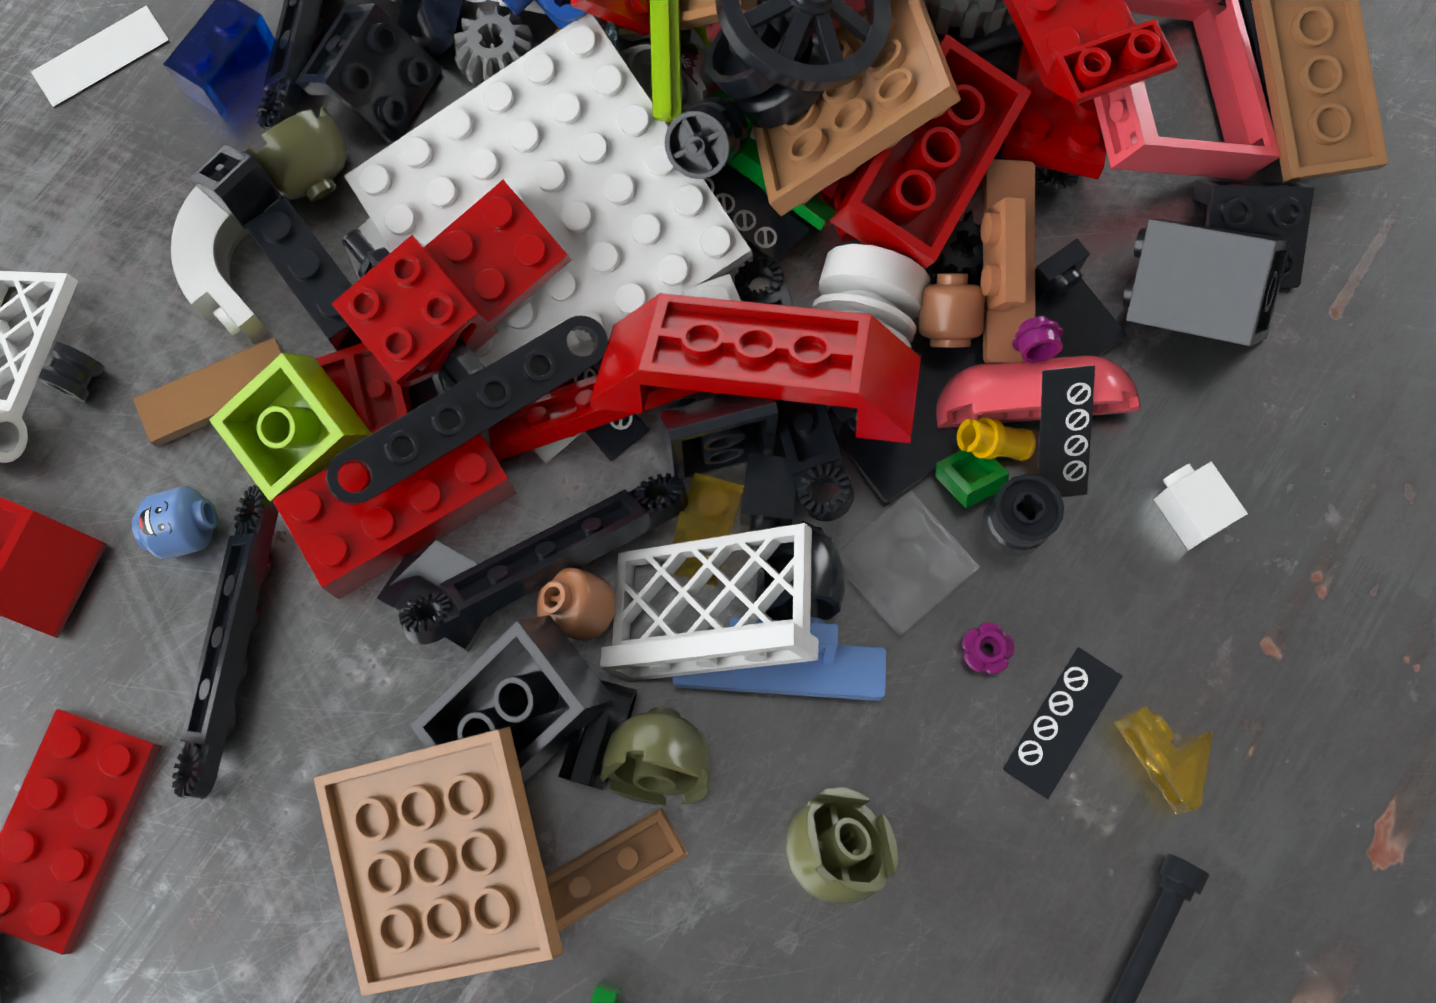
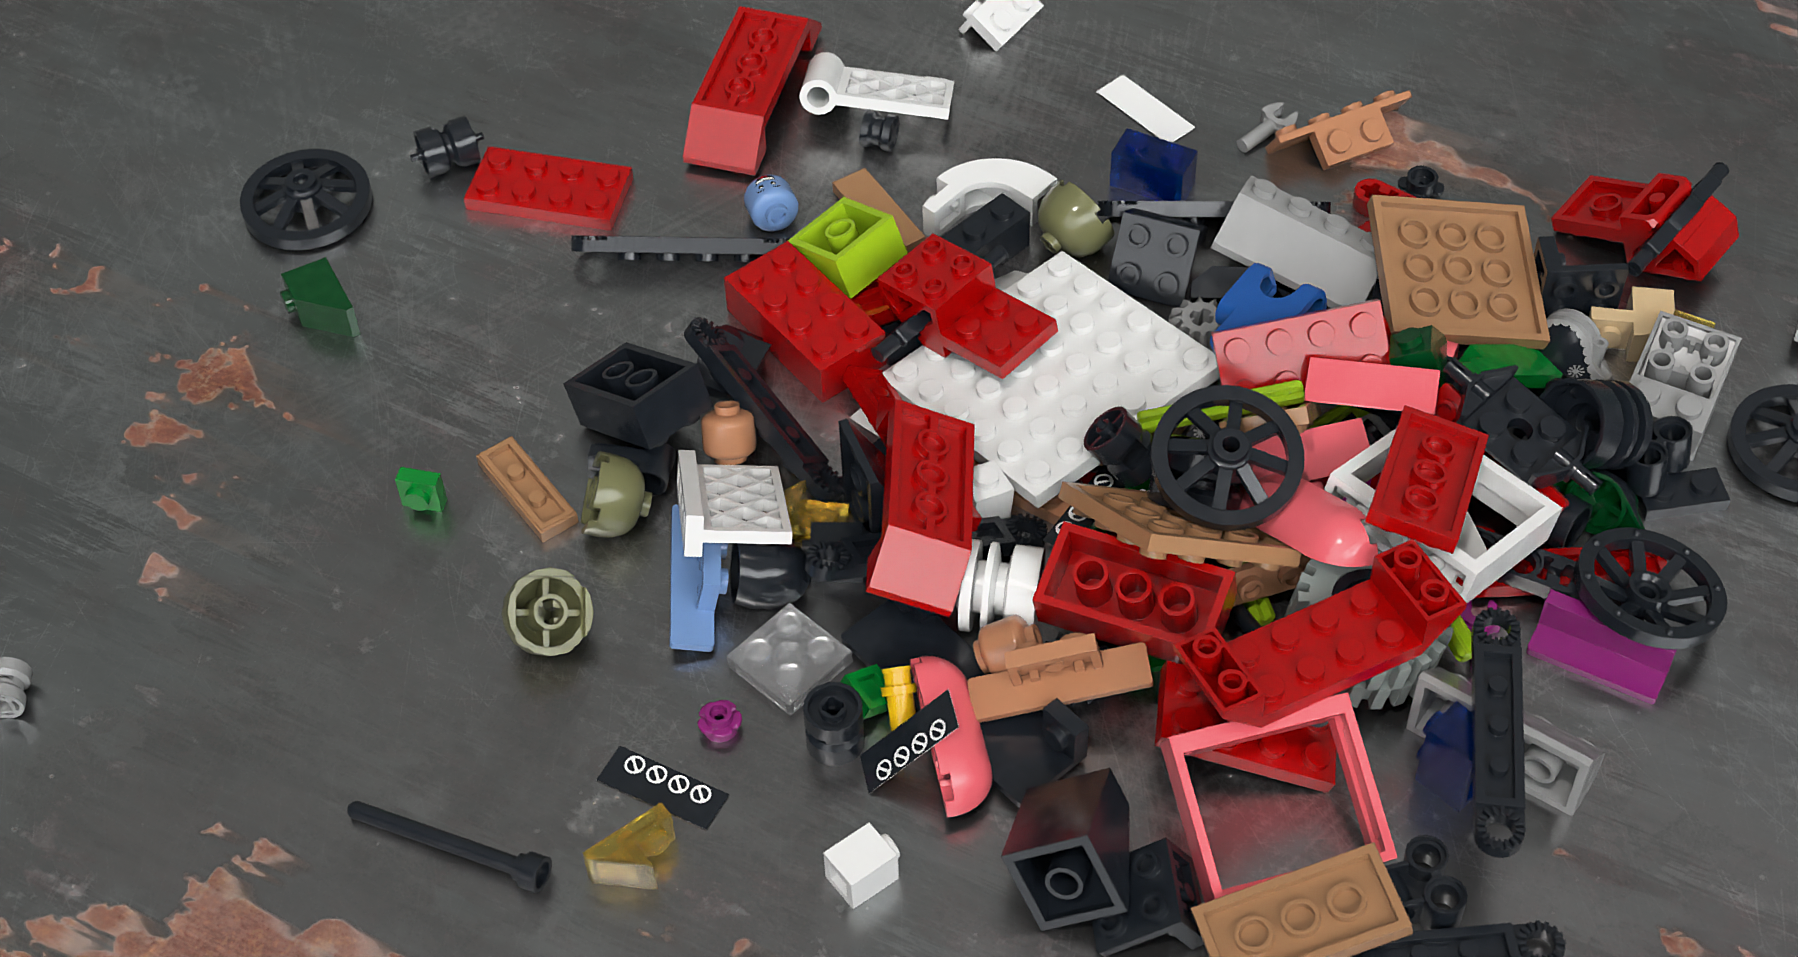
camera: 85 degrees right, 25 degrees down
(236, 184) = (1028, 179): black slope -> none
(438, 864) = (526, 368): plate -> none
(467, 410) = (866, 330): black plate -> none
(1038, 339) = (988, 705): magenta plate -> none

